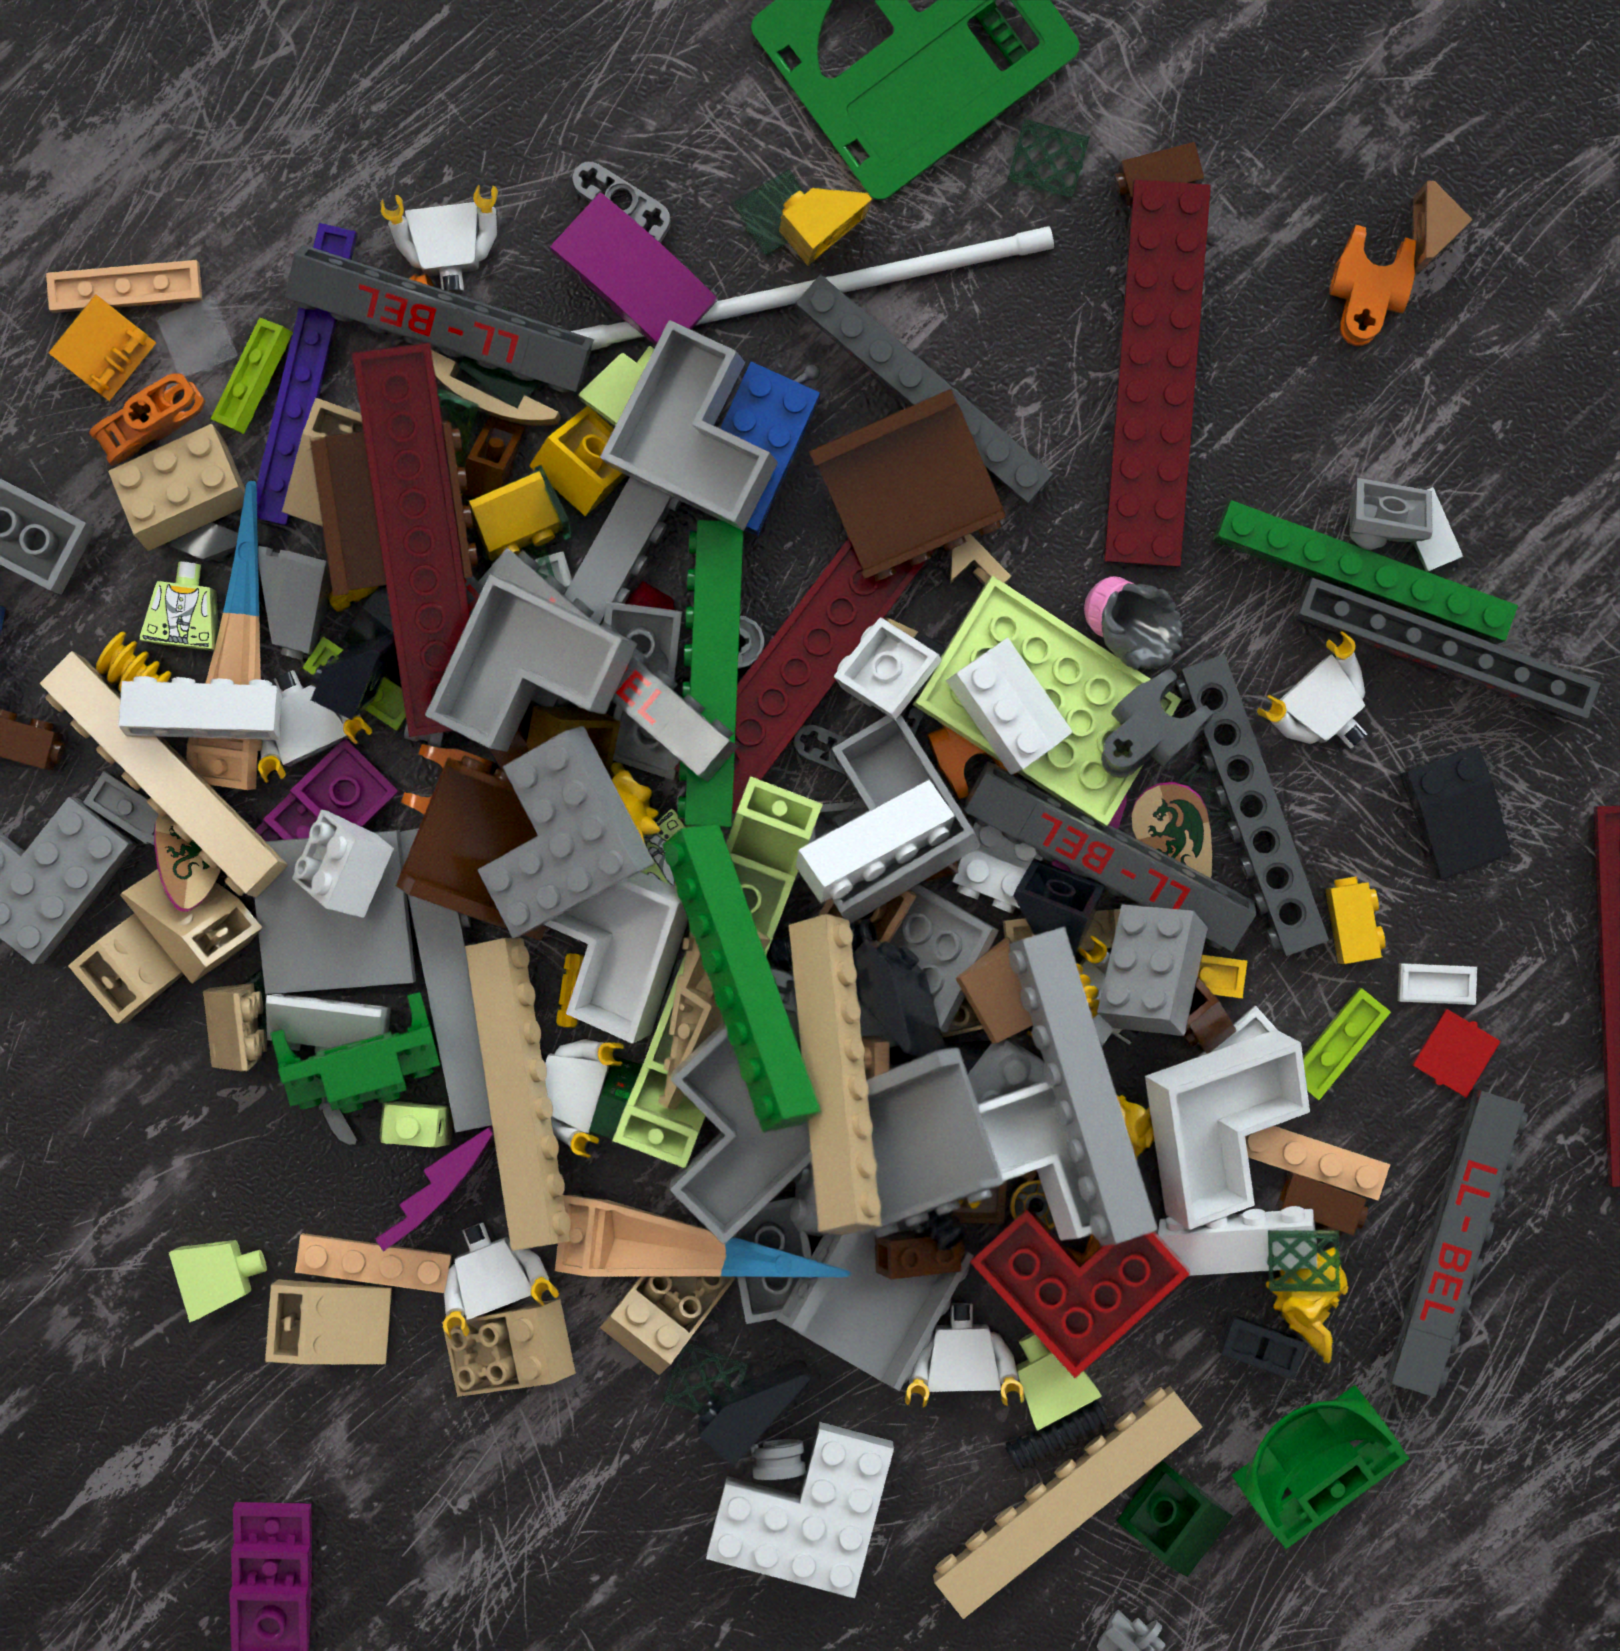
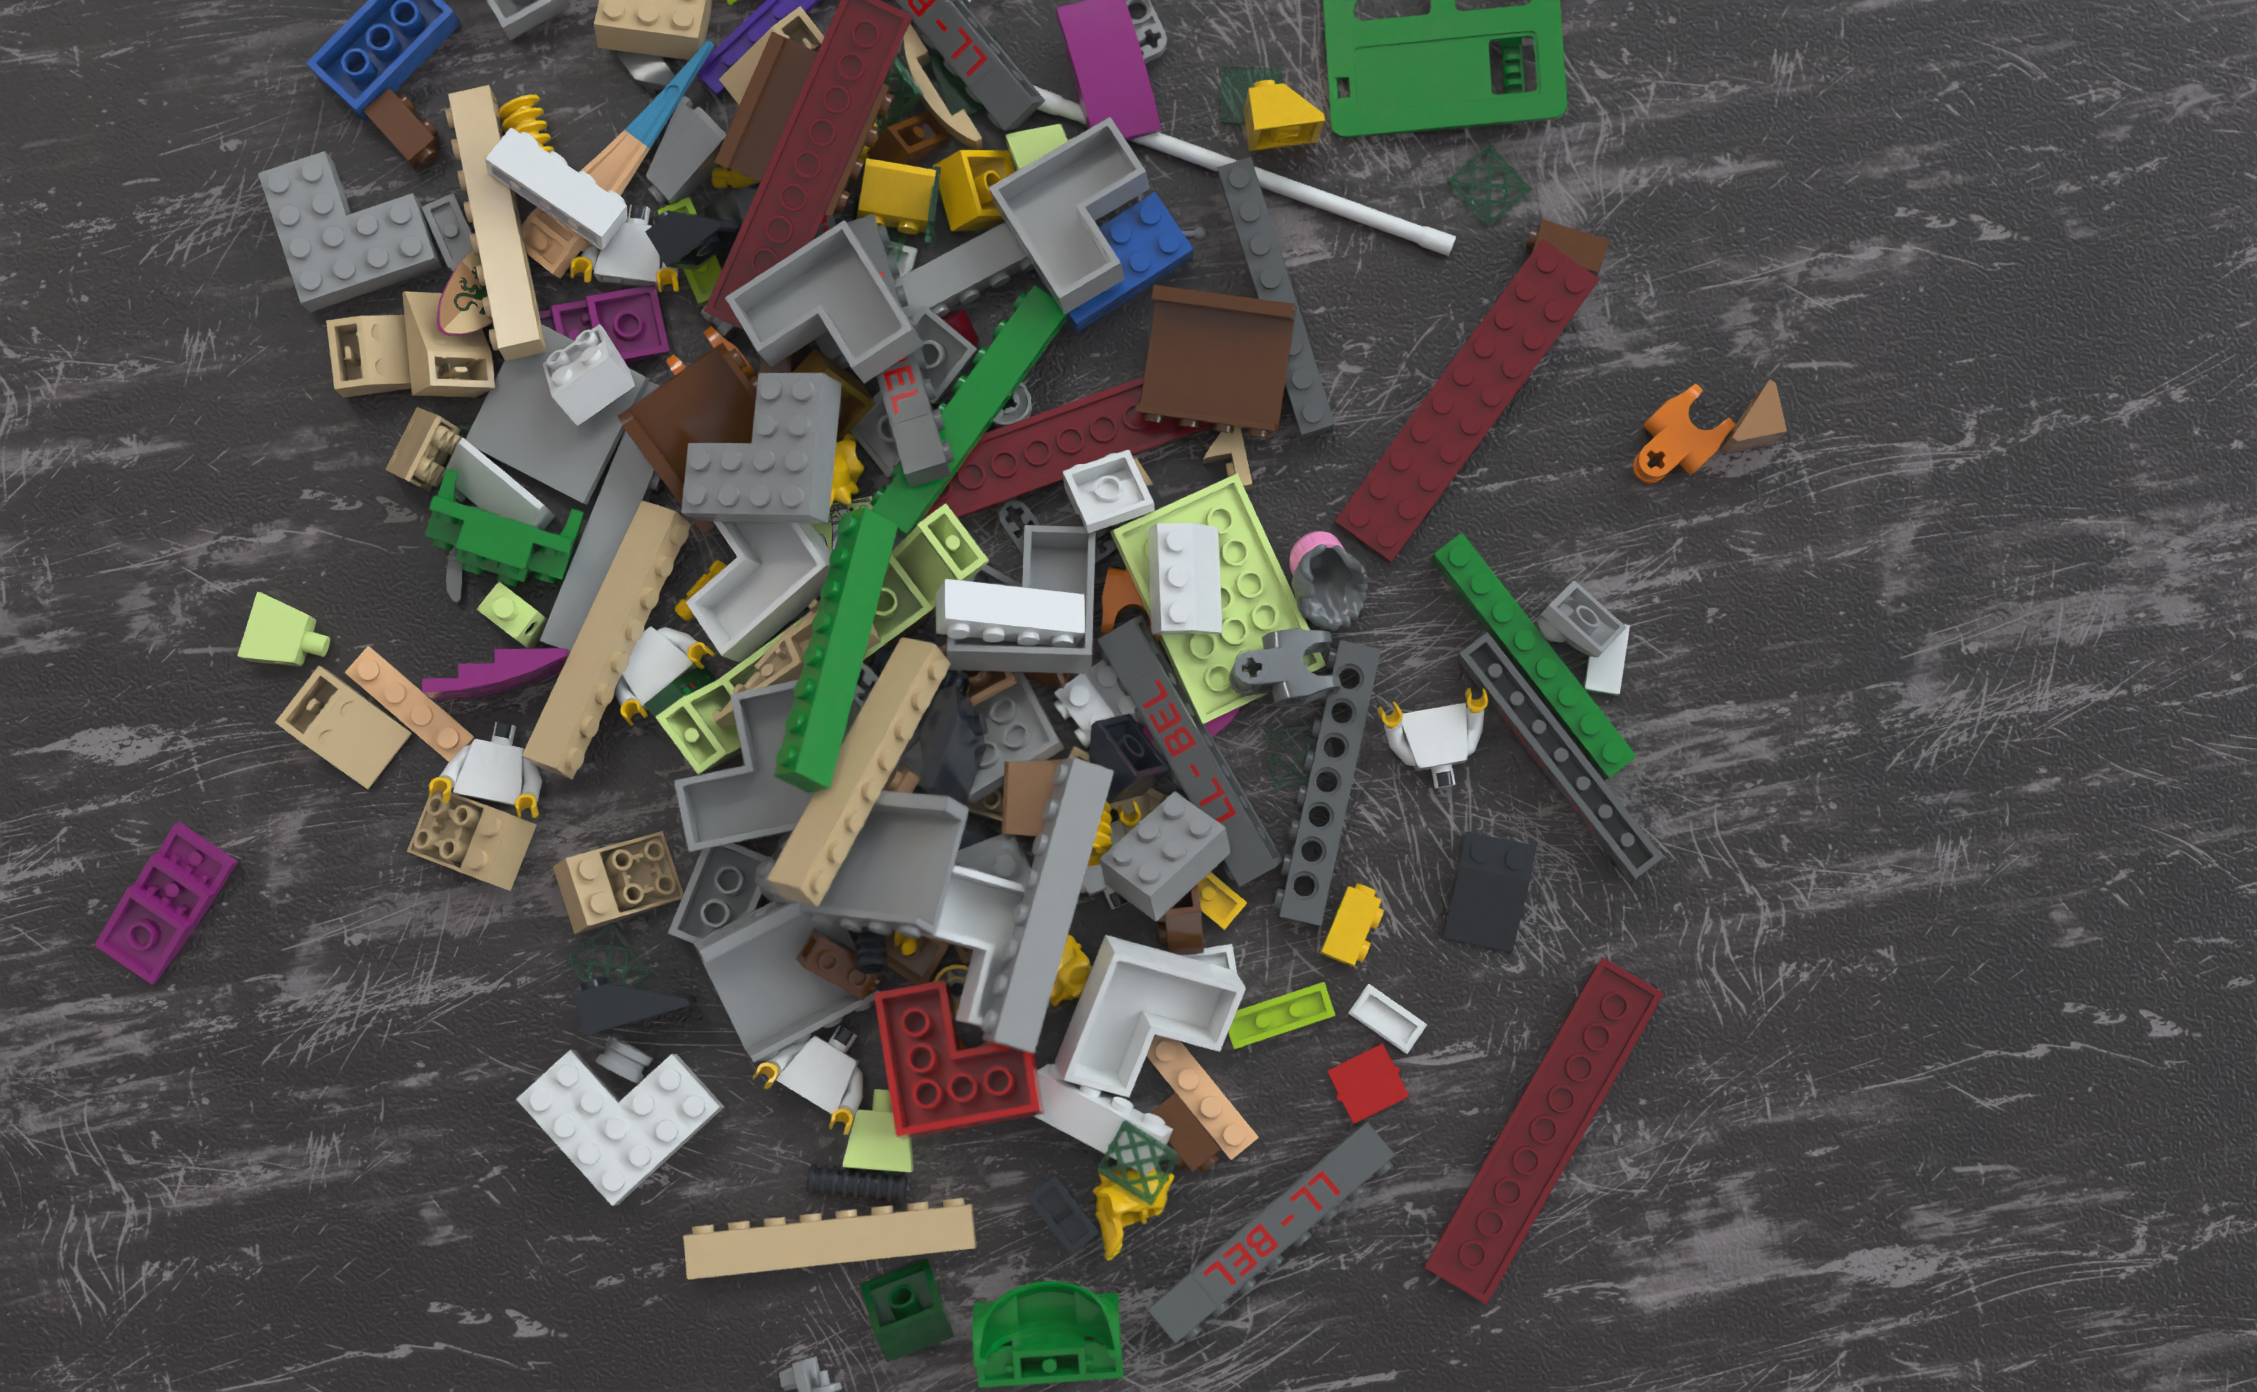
camera: 25 degrees right, 5 degrees down
(182, 612) = (593, 110): torso -> none
(628, 1241) = (619, 812): light nougat plate -> none
(1175, 823) = (1258, 757): shield -> none

